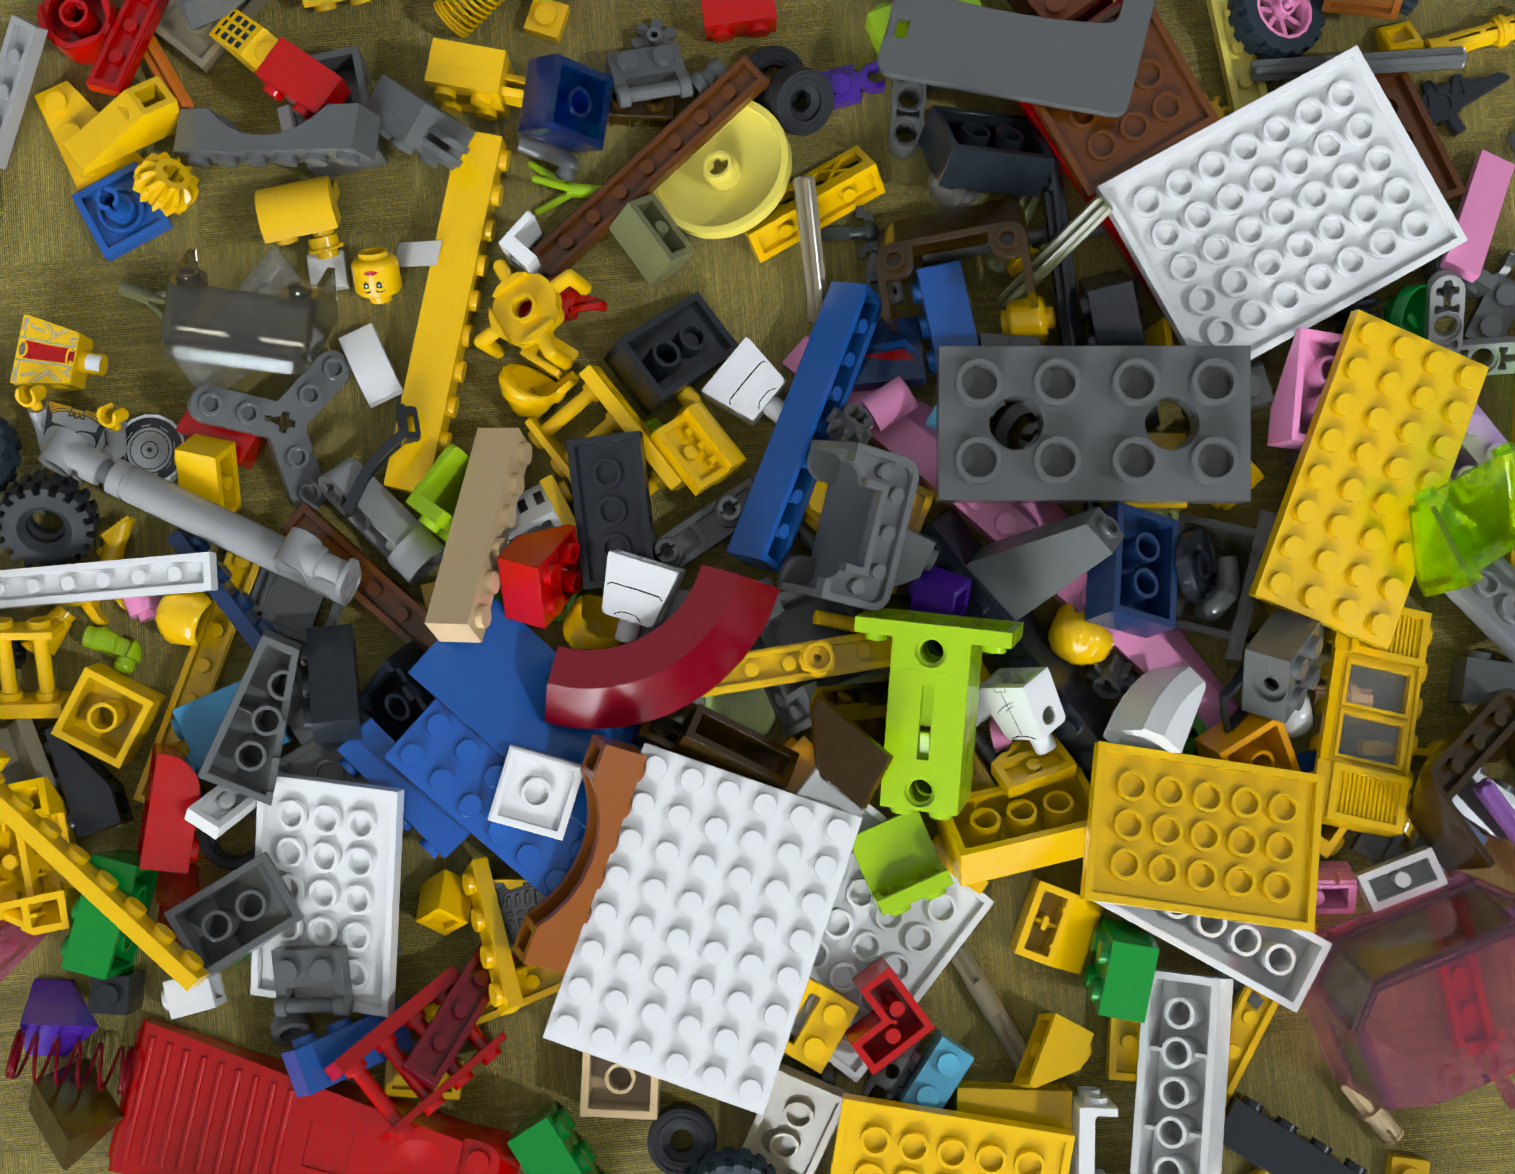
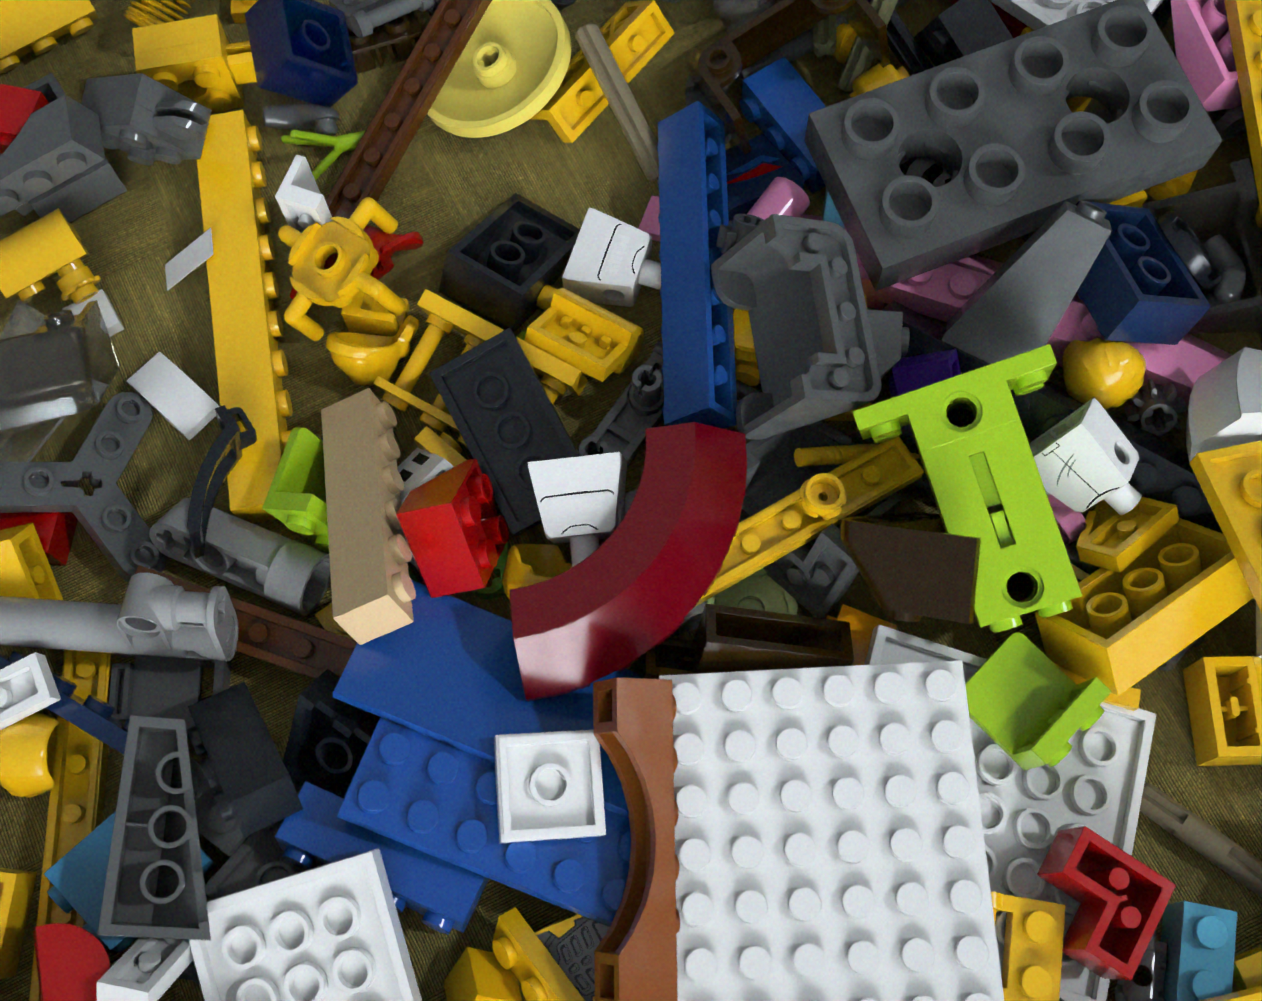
camera: 20 degrees left, 15 degrees down
(376, 275) = (148, 296): yellow head -> none
(651, 239) = (445, 154): olive brick -> none
(867, 231) = (673, 74): pearl dark grey piece -> none

